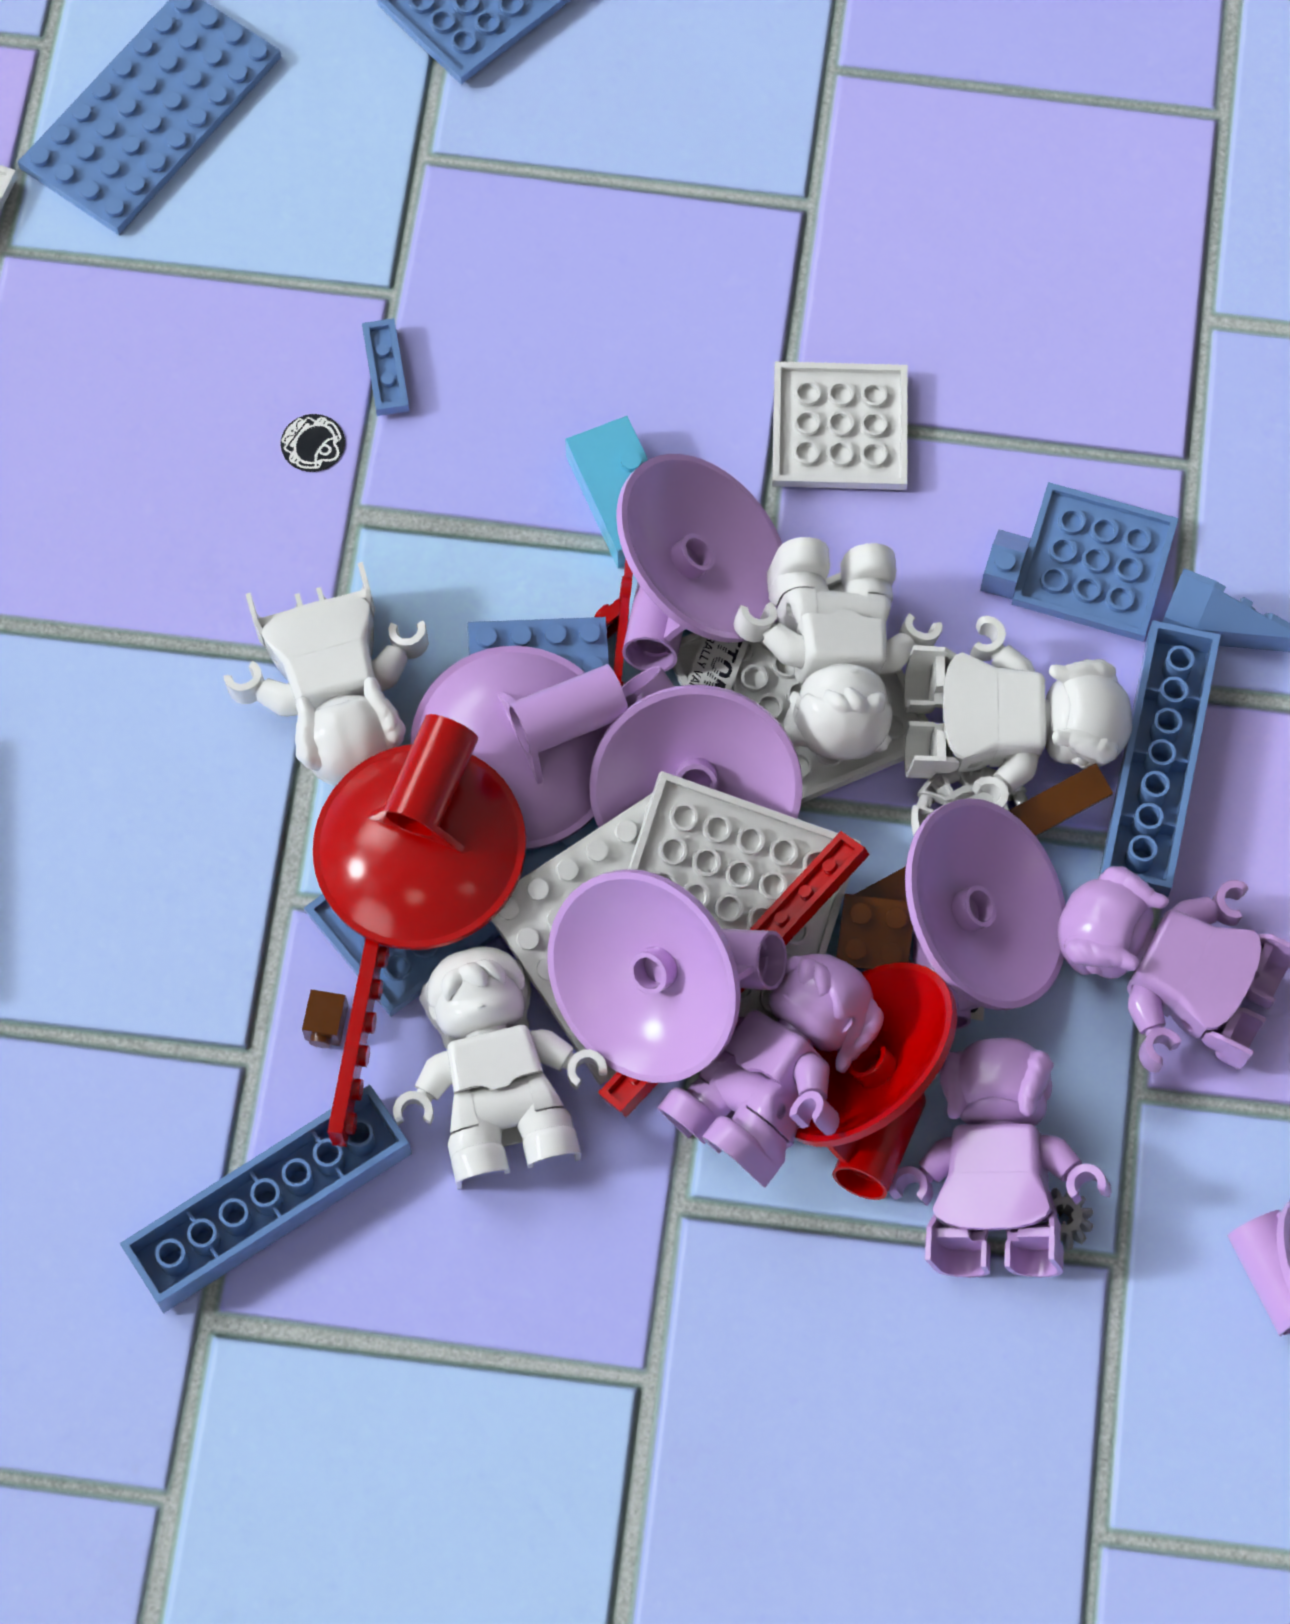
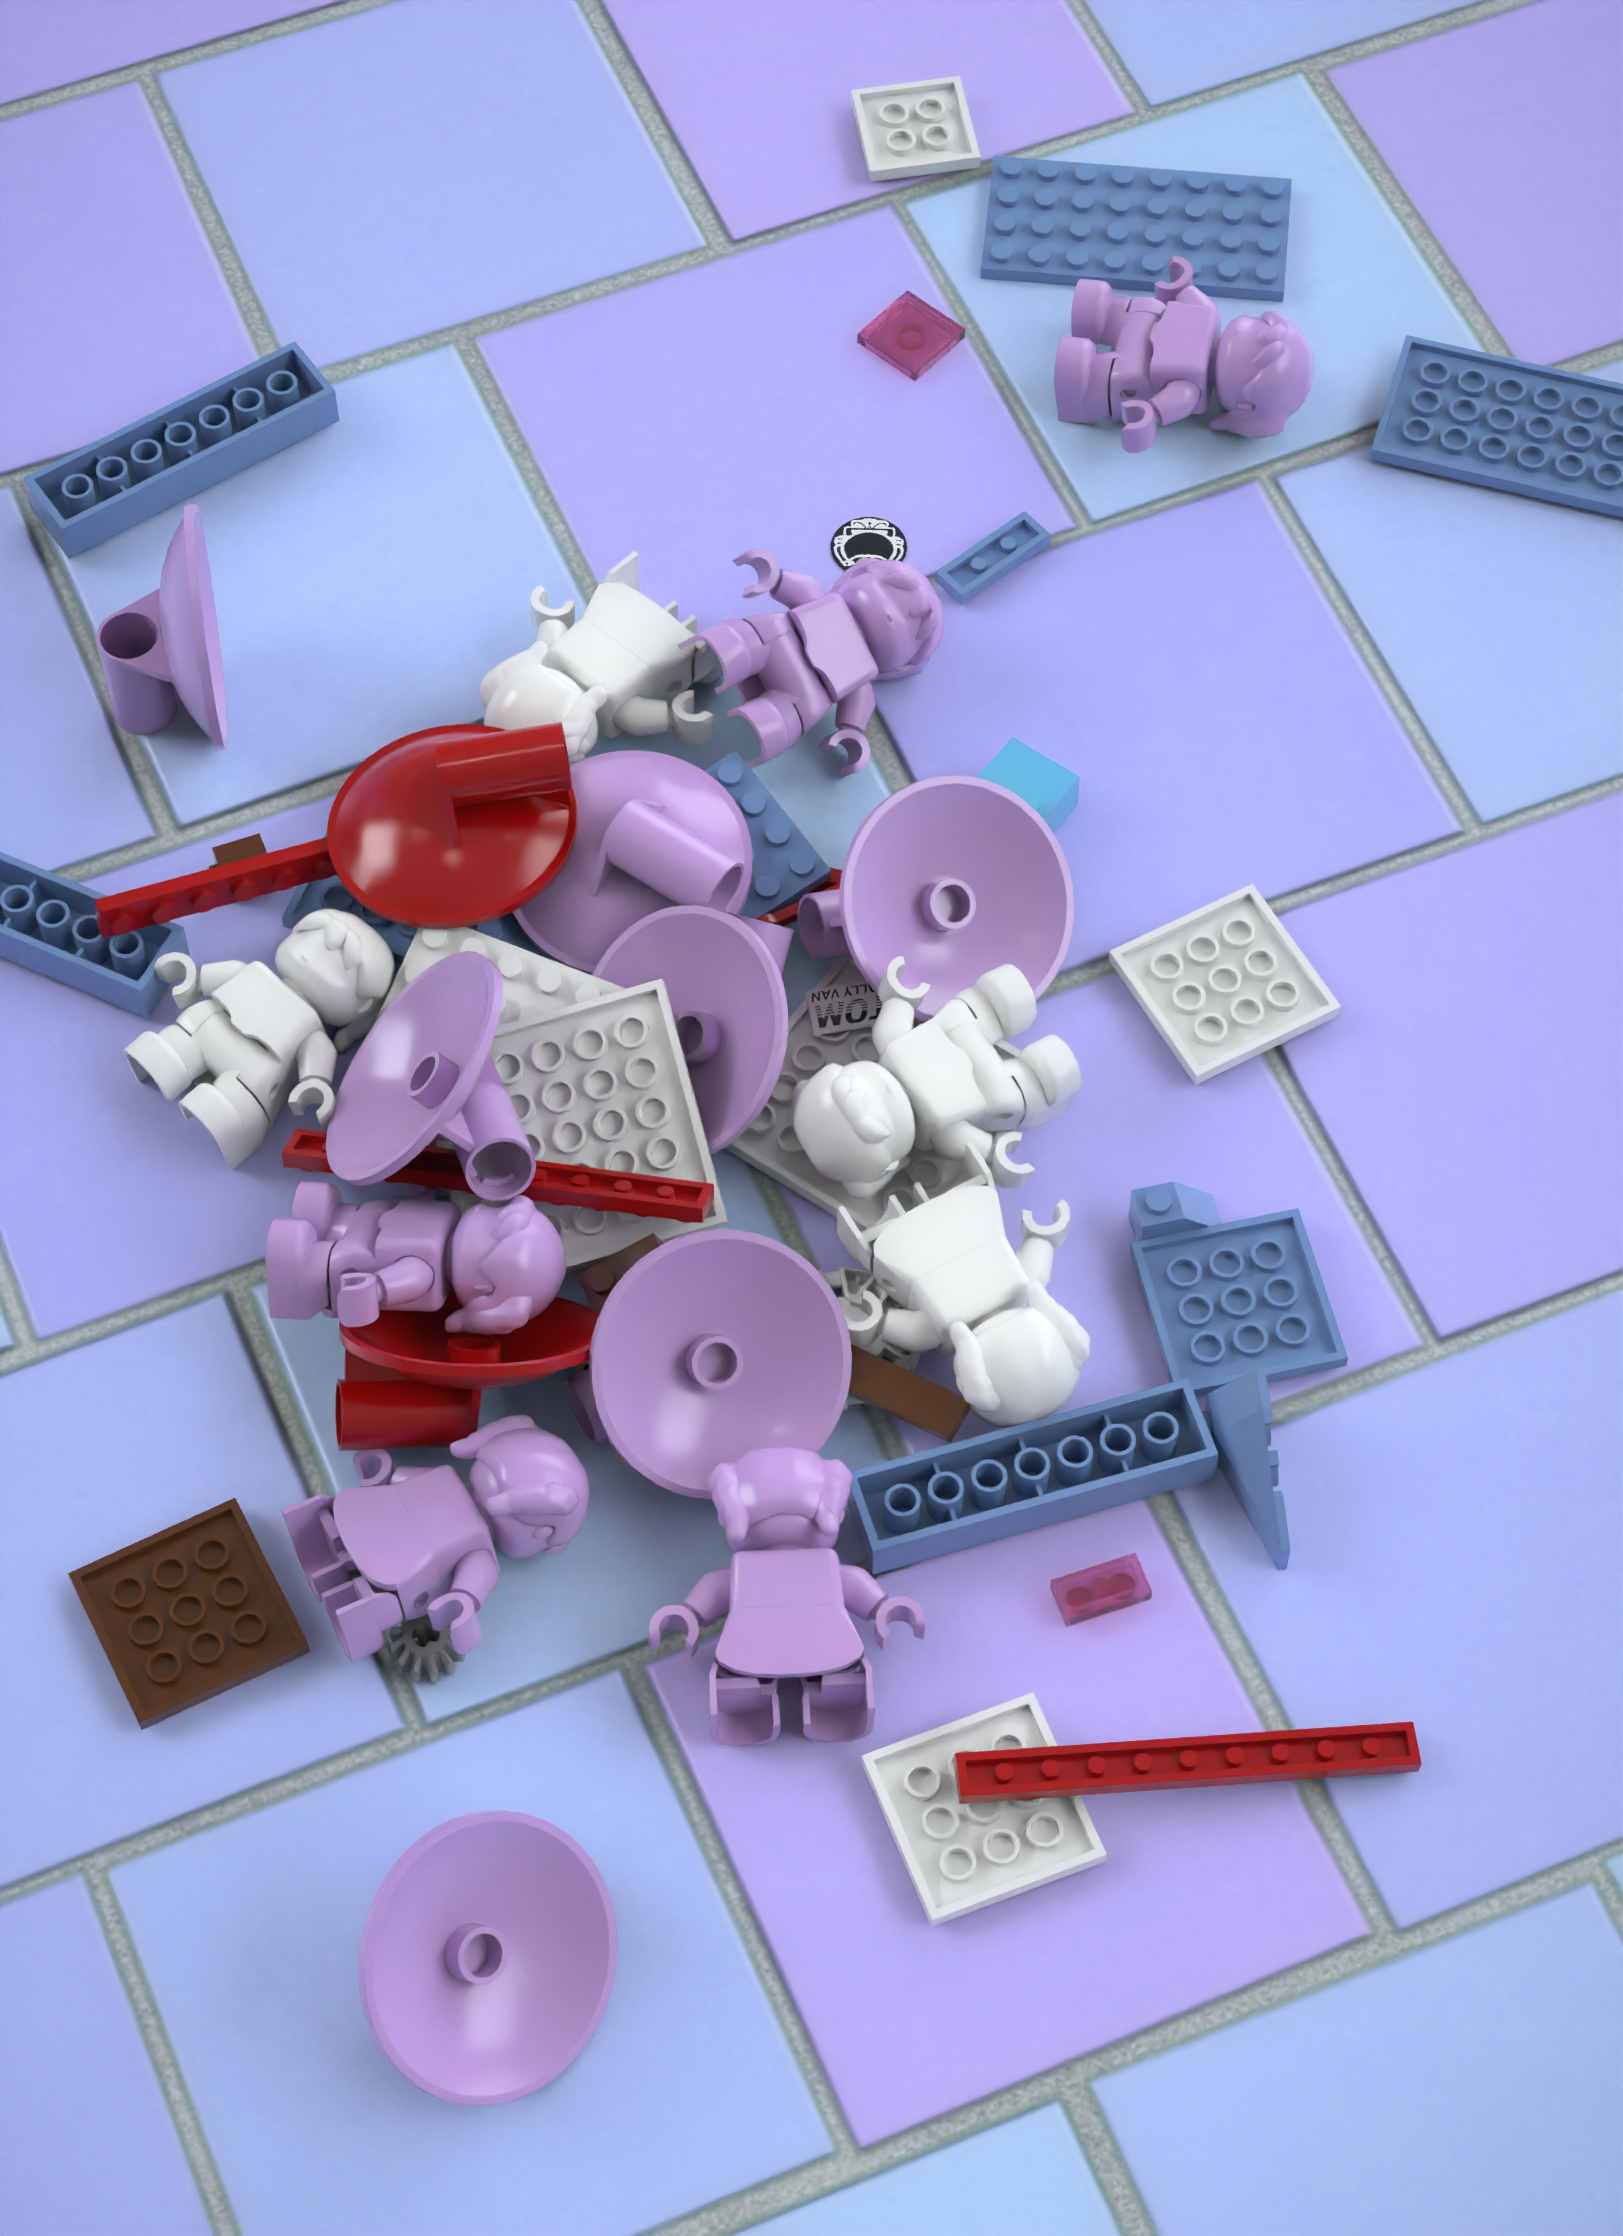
camera: 60 degrees right, 10 degrees down
(124, 947) = (168, 645): none -> lavender dish
(142, 308) = (911, 335): none -> clear pink tile
(308, 147) = (1172, 356): none -> lavender piece
(420, 519) = (825, 650): none -> lavender piece
(943, 1370) = (188, 1613): none -> reddish brown plate
(1260, 766) = (1101, 1589): none -> clear pink plate

